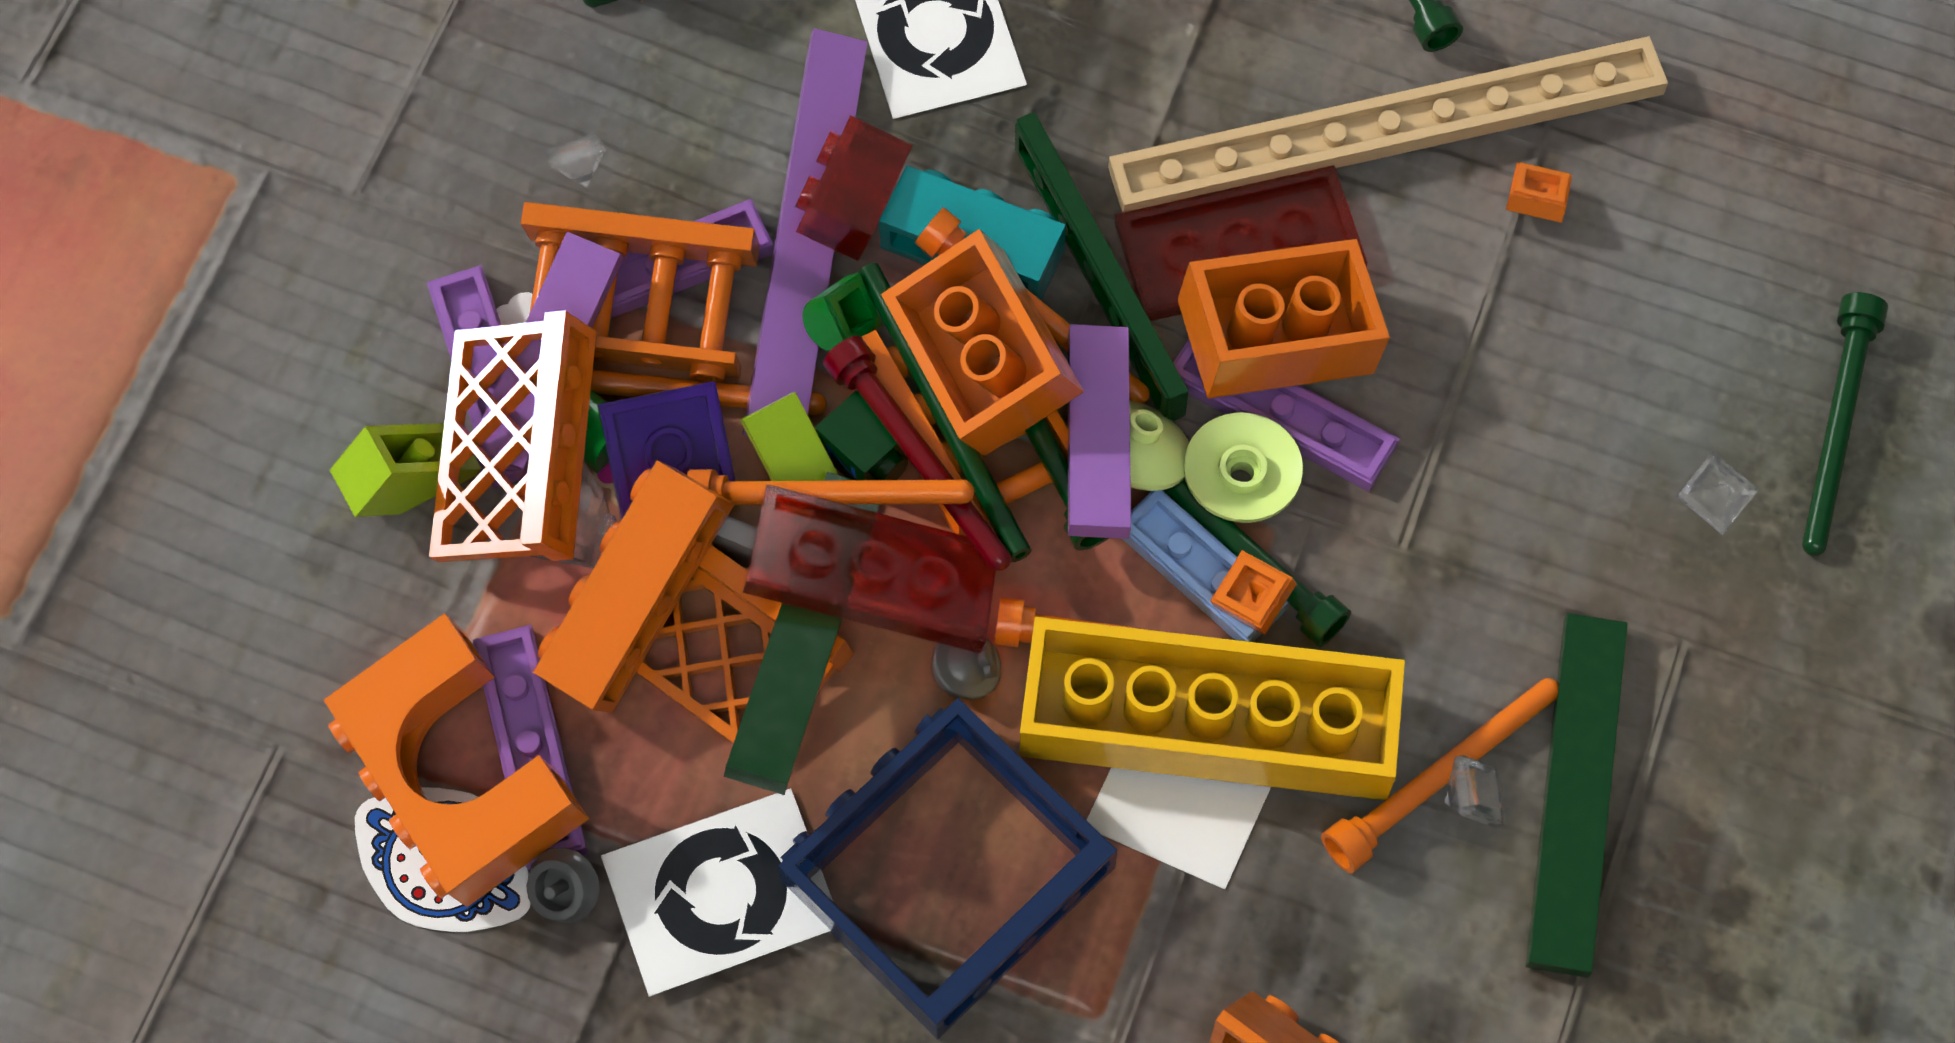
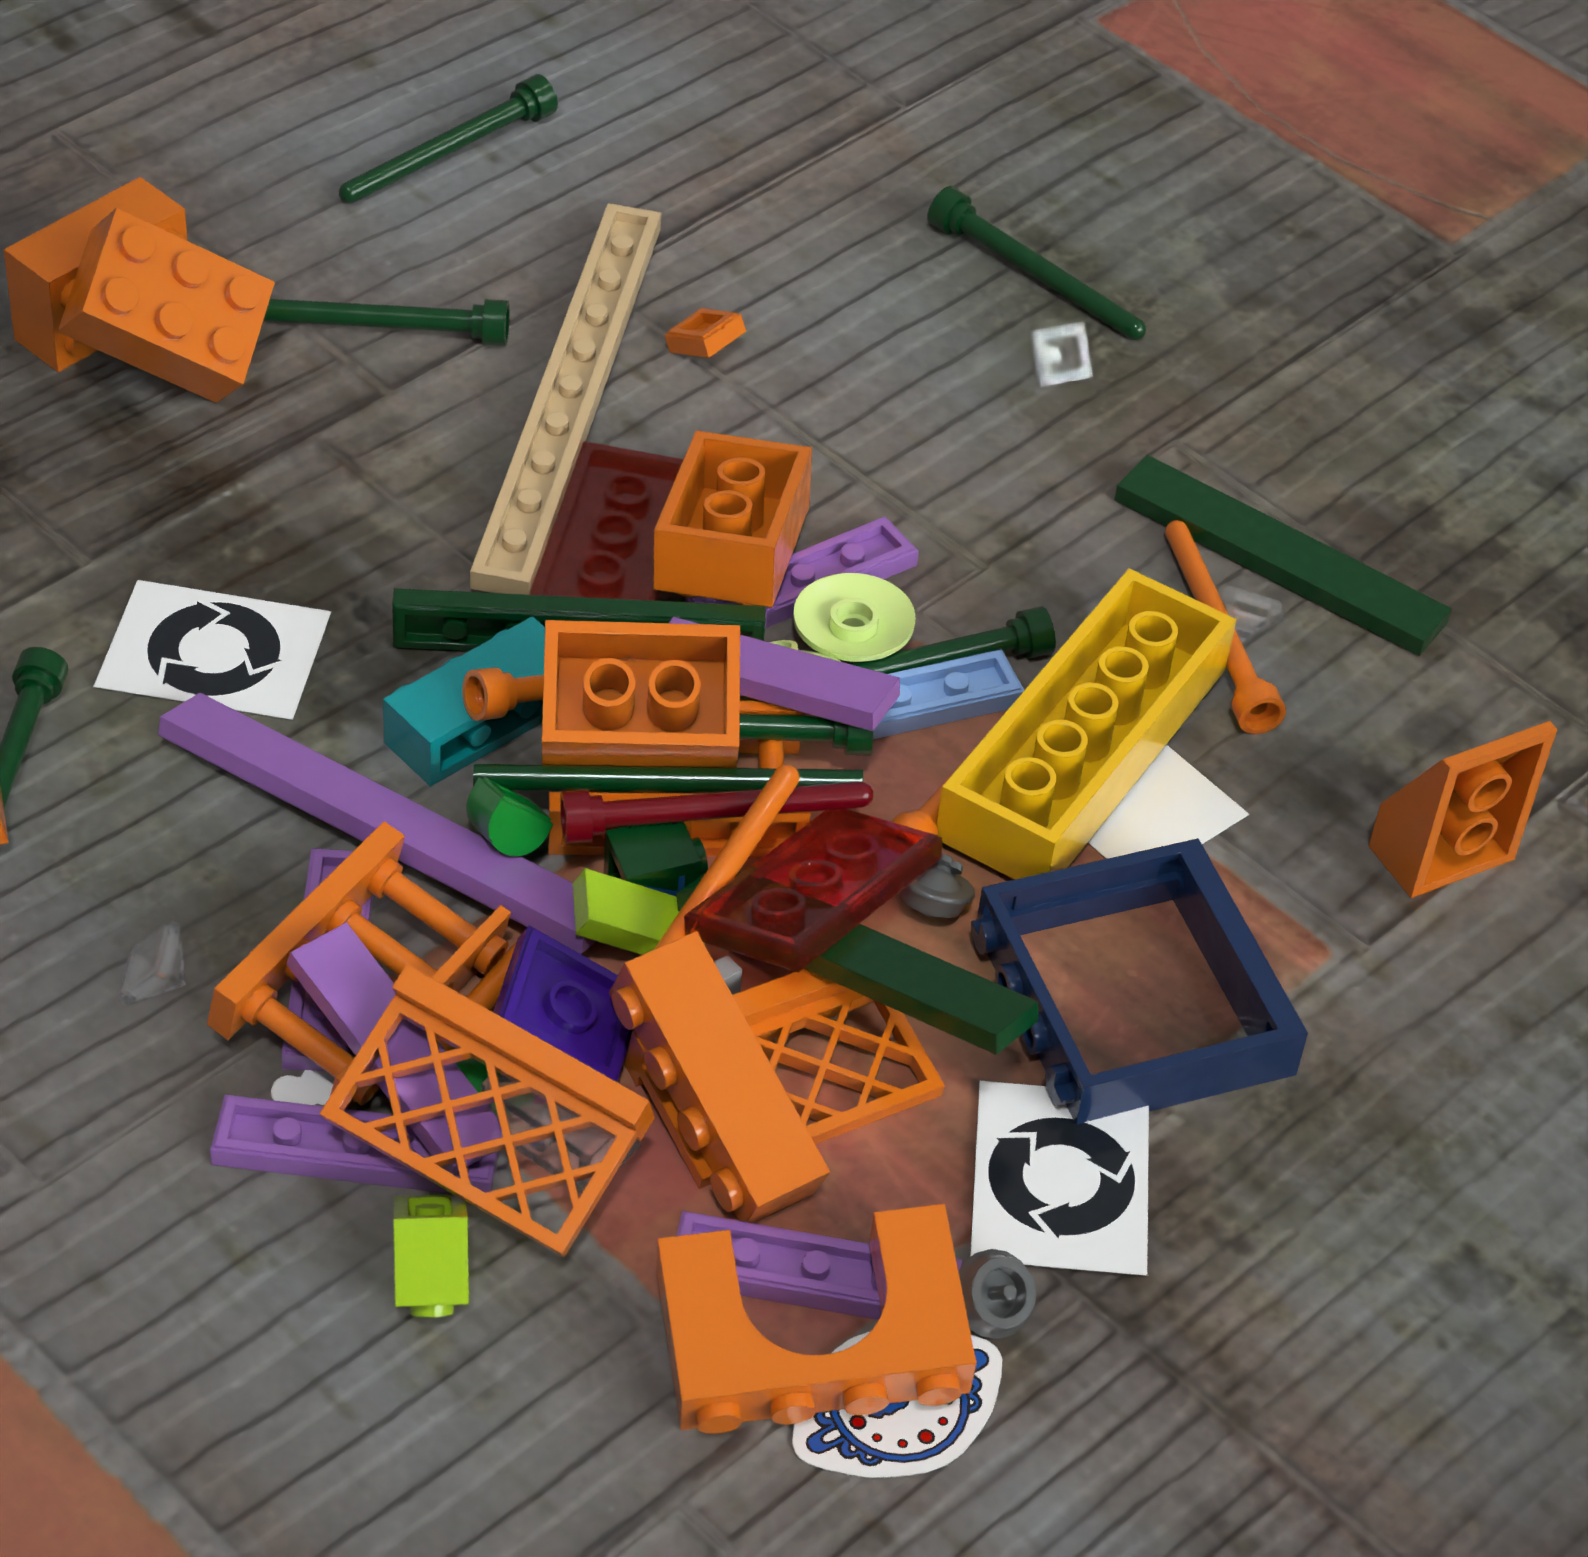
camera: 70 degrees left, 20 degrees down
(853, 188) = (377, 749): clear red brick -> none
(1253, 592) = (989, 654): orange tile -> none

